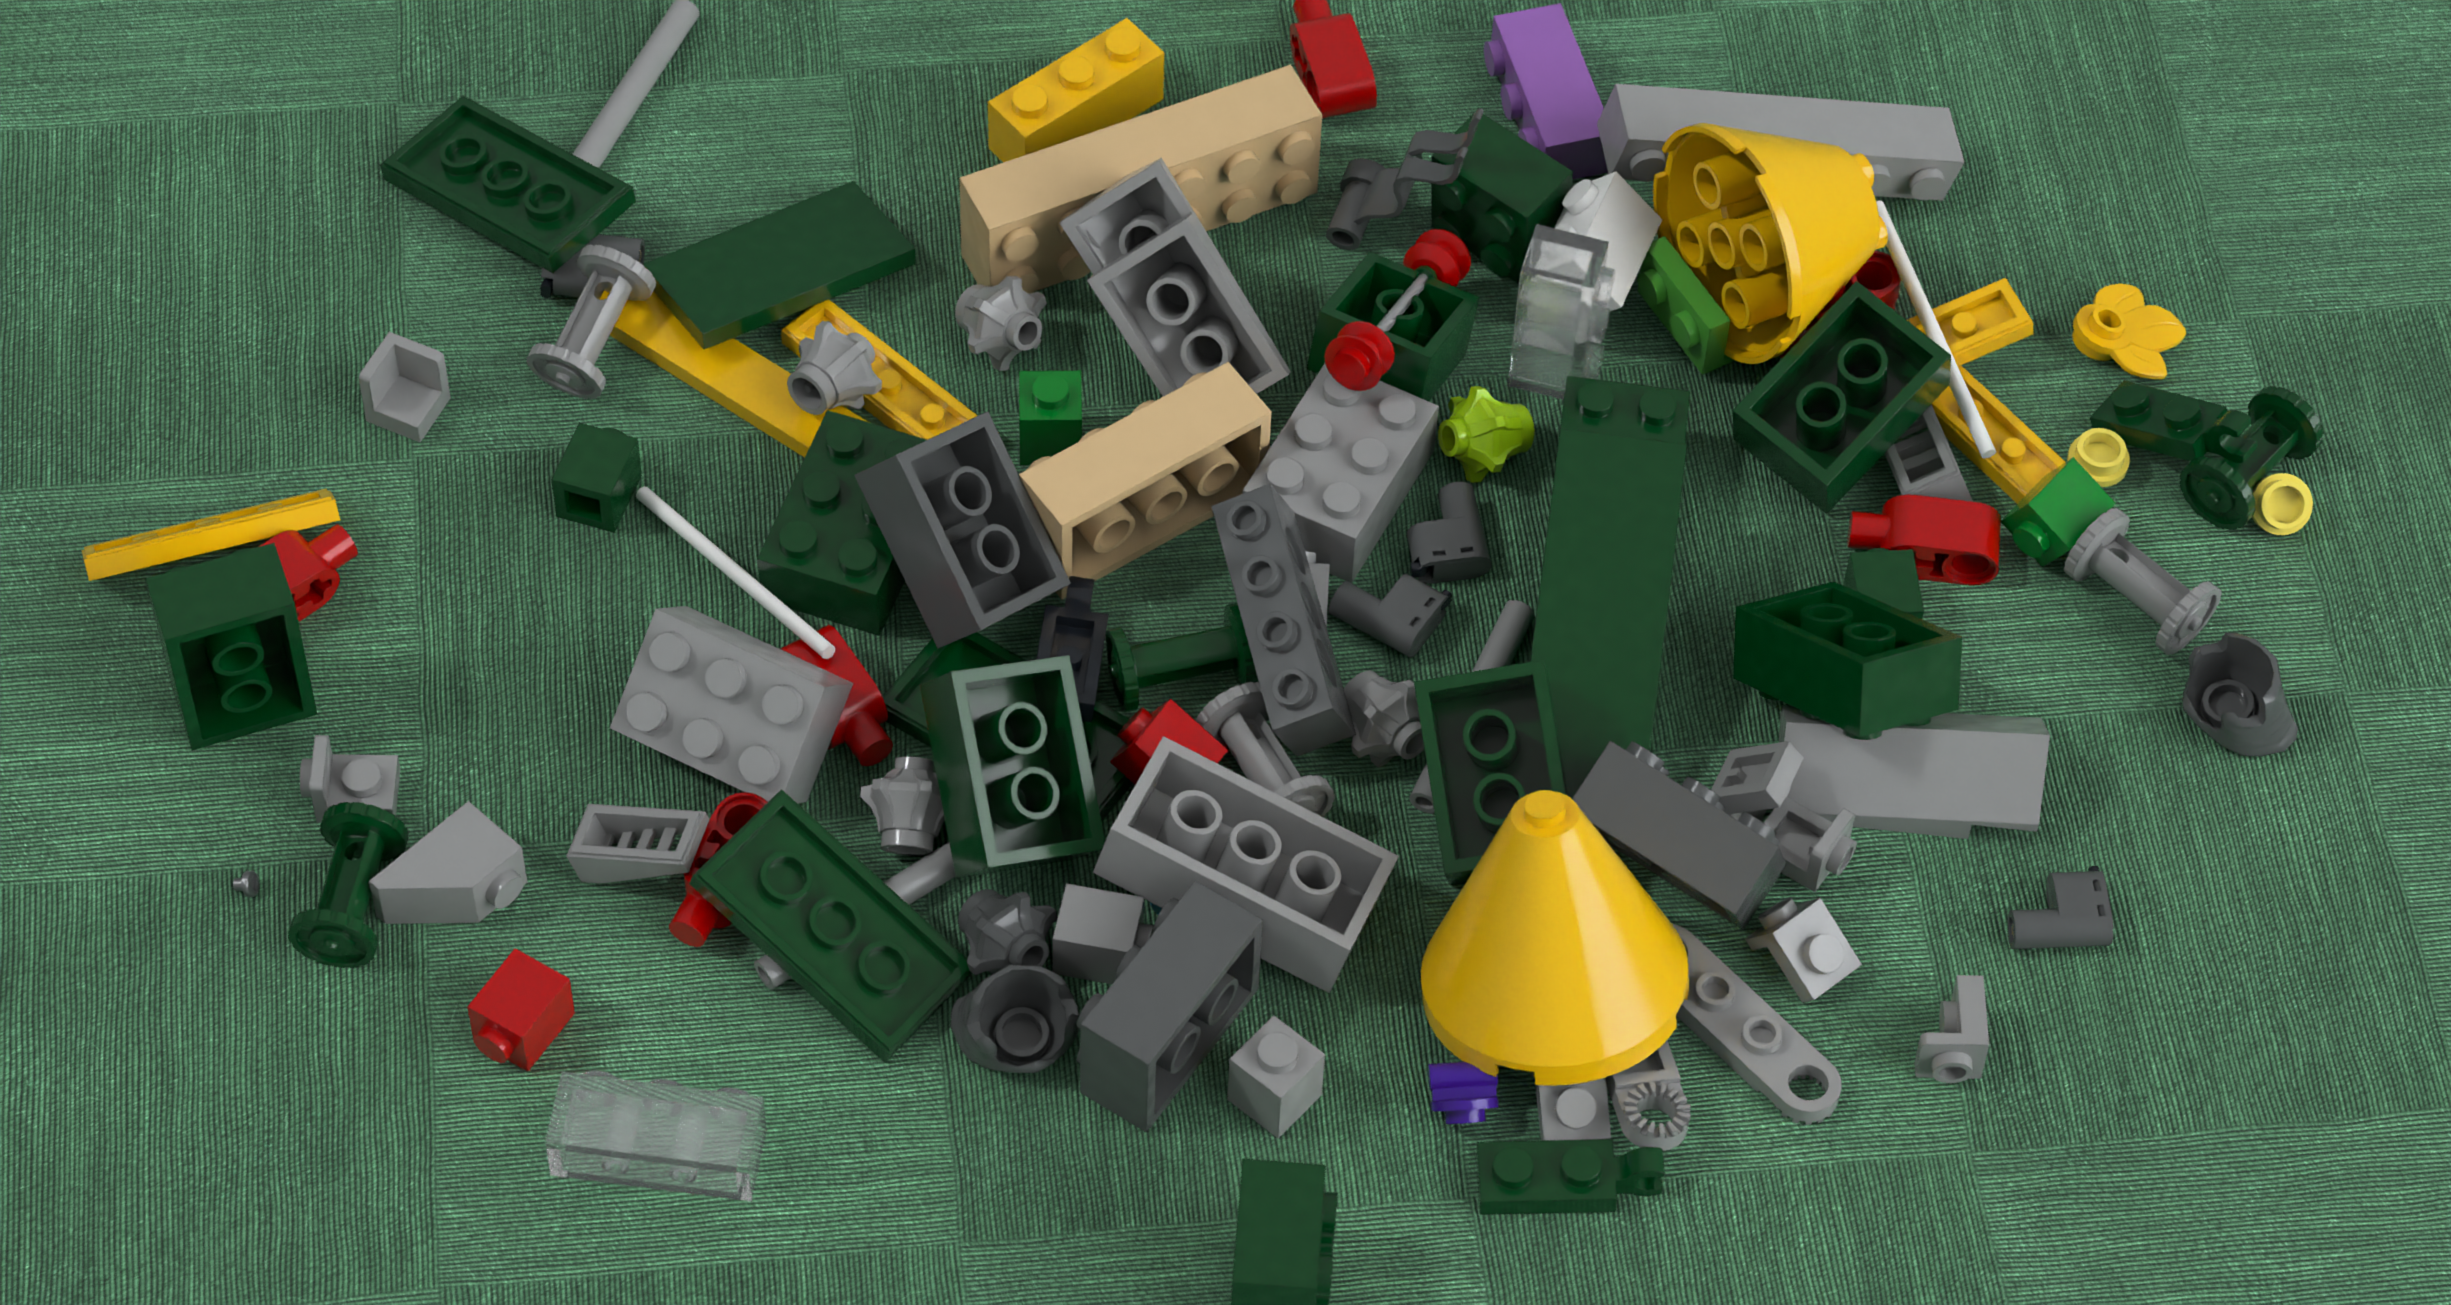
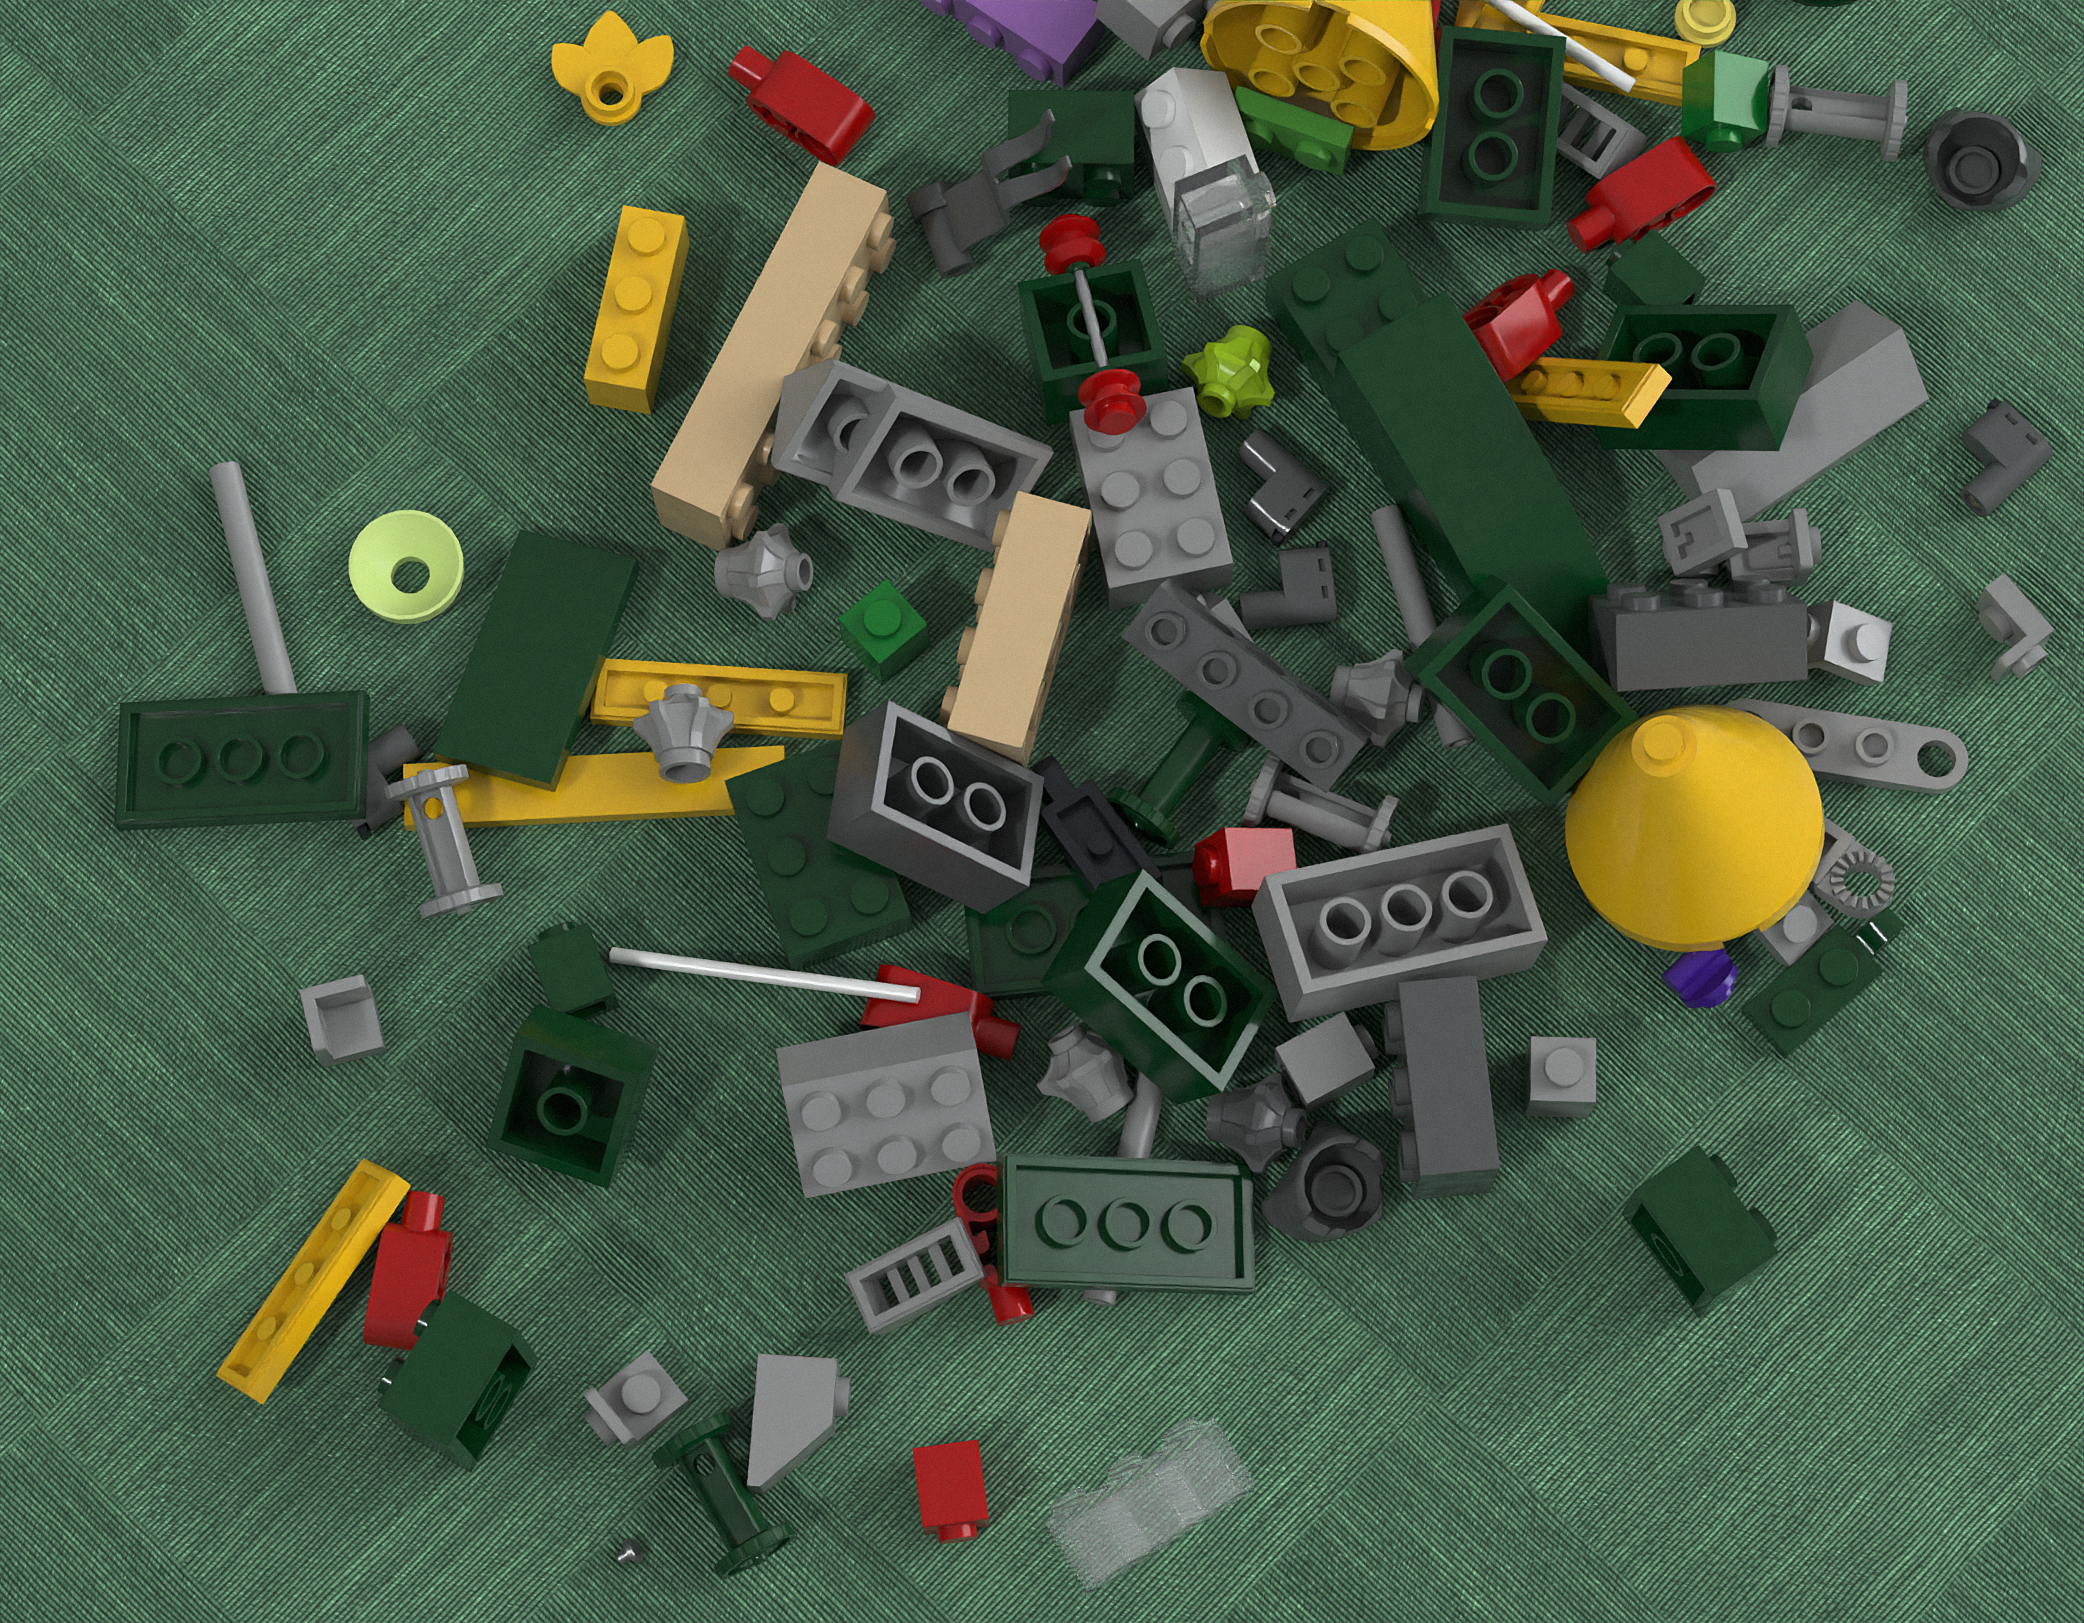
camera: 35 degrees left, 20 degrees up
(509, 536) = (572, 1096): none -> dark green brick
(742, 128) = (400, 539): none -> yellowish green piece
(1735, 593) = (1588, 391): none -> yellow tile
(1739, 544) = (1520, 320): none -> red piece

